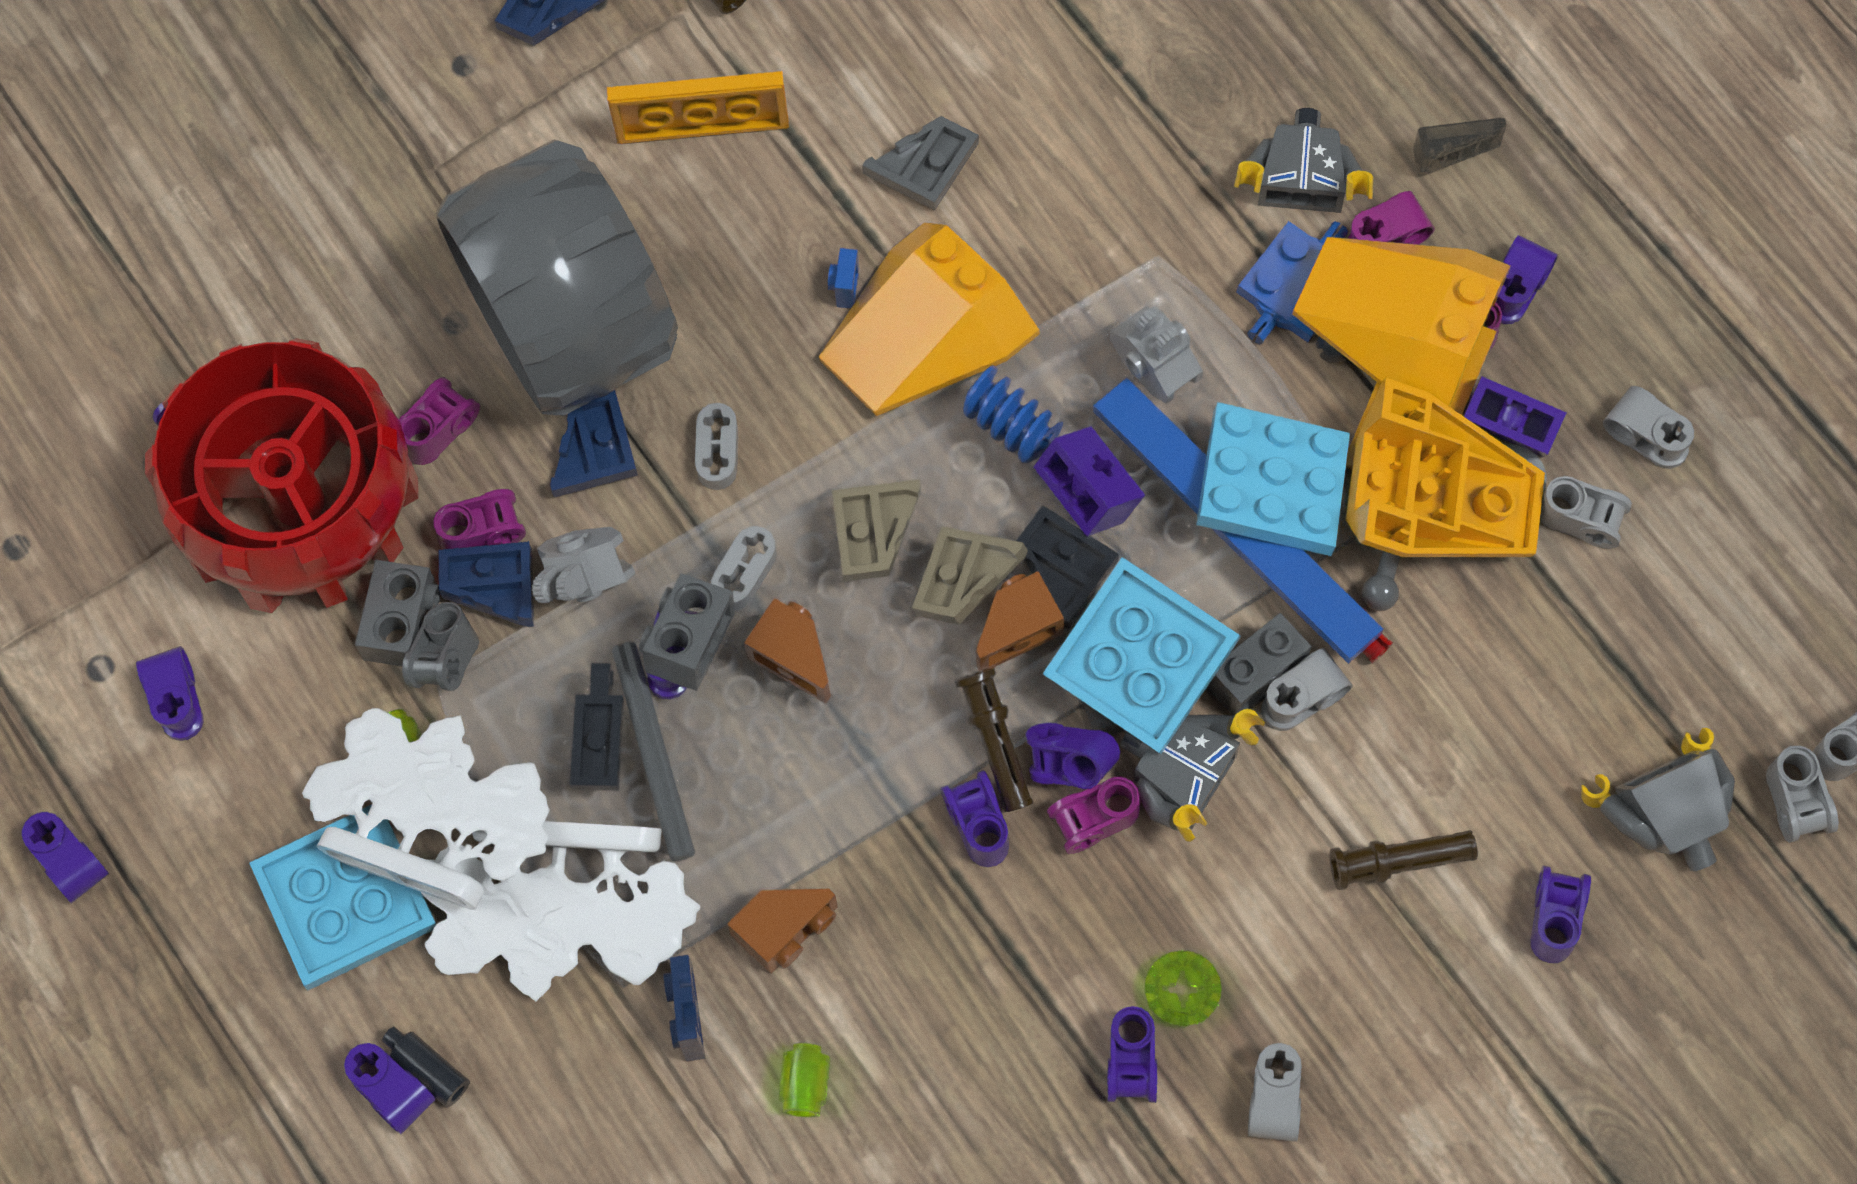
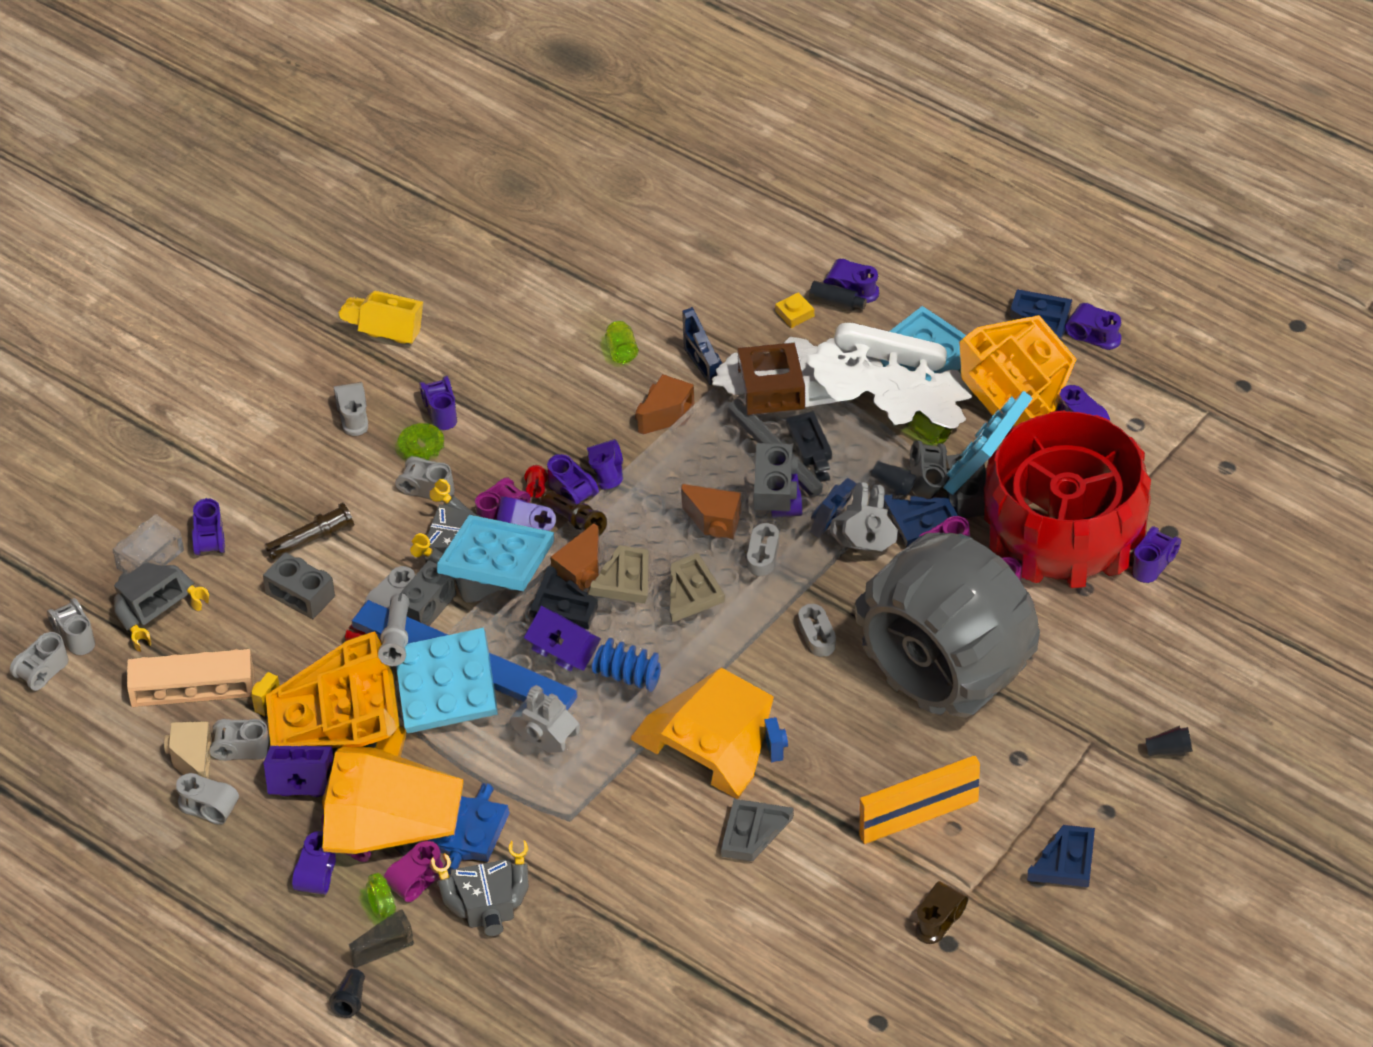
camera: 160 degrees right, 20 degrees down
(127, 913) = (1050, 308): none -> dark blue wing
(222, 779) = (1016, 358): none -> light orange wedge
(335, 117) = (1170, 742): none -> black cone
(350, 580) = (986, 441): none -> medium azure plate
(497, 637) = (894, 478): none -> black cone
(501, 1069) = (794, 310): none -> yellow plate
(614, 815) = (774, 391): none -> reddish brown window
(615, 590) = (832, 506): none -> dark blue wing
(910, 837) = (607, 463): none -> dark purple piece
(1029, 839) = (535, 478): none -> red pin
(1200, 902) = (423, 477): none -> light grey piece
(1333, 537) = (394, 636): none -> light grey pin
(1446, 189) = (380, 896): none -> clear neon green gear
(1451, 750) = (299, 585): none -> dark grey brick
(1517, 85) = (347, 996): none -> black cone
(1532, 576) = (262, 688): none -> yellow plate
(1637, 640) = (190, 677): none -> light nougat brick
(1659, 511) = (190, 747): none -> tan slope
(1661, 903) = (152, 543): none -> clear brick

